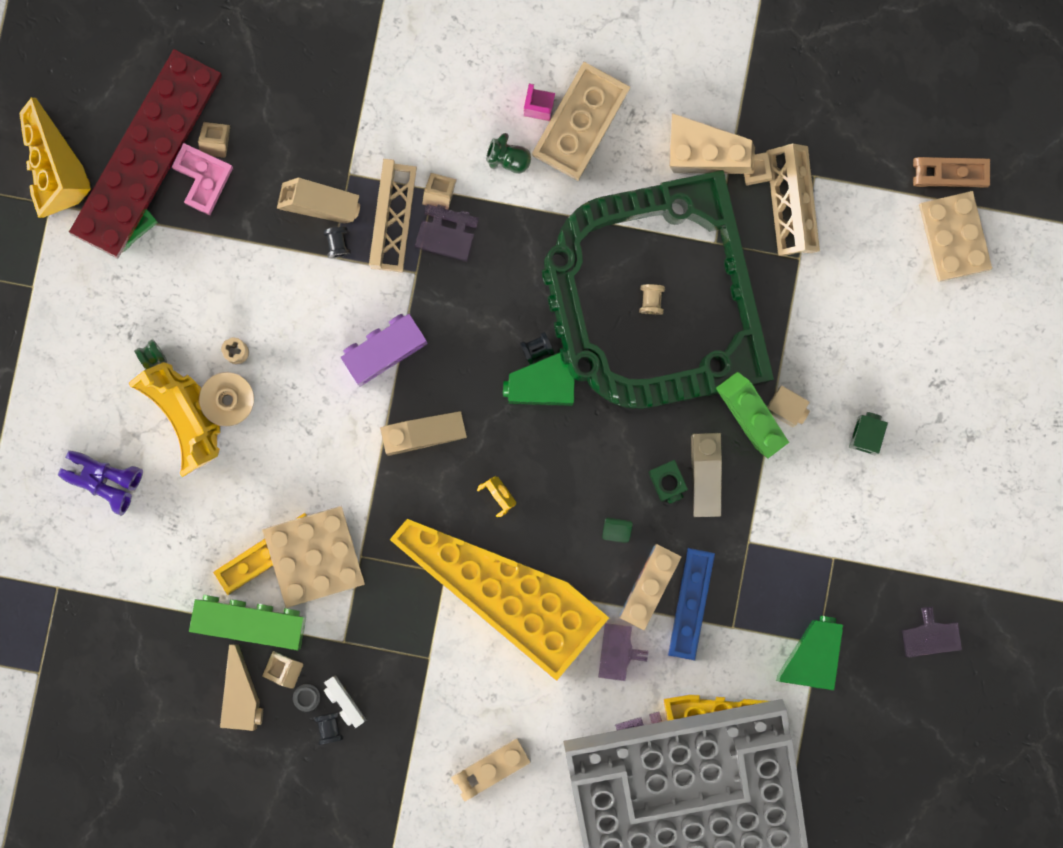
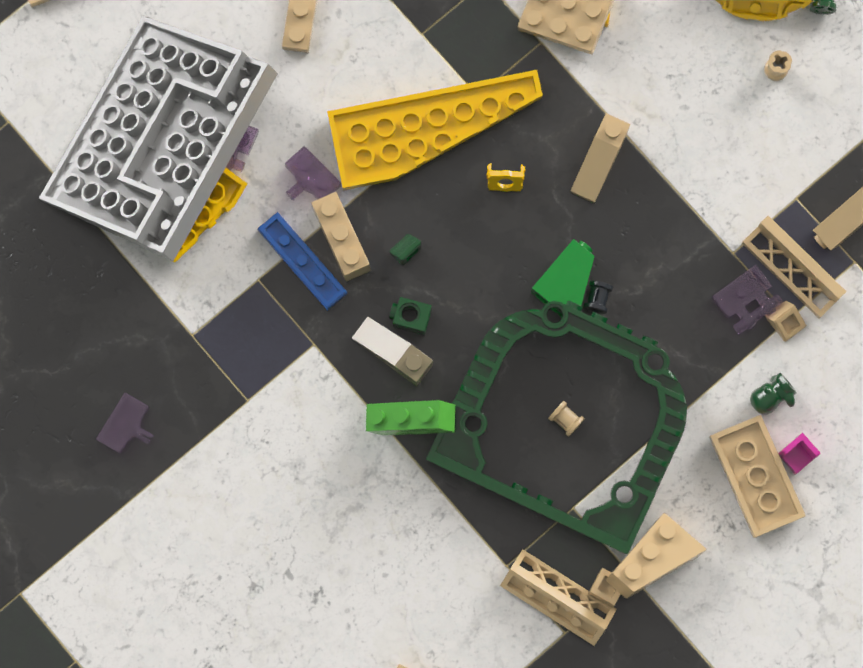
camera: 130 degrees right, 5 degrees down
(224, 385) = (748, 19): tan dish -> none
(337, 242) = (805, 208): black bush -> none
(383, 349) = (691, 178): medium lavender brick -> none
(788, 407) = (394, 457): tan brick -> none
(815, 656) = (183, 320): green slope -> none
(868, 433) = (322, 504): dark green brick -> none

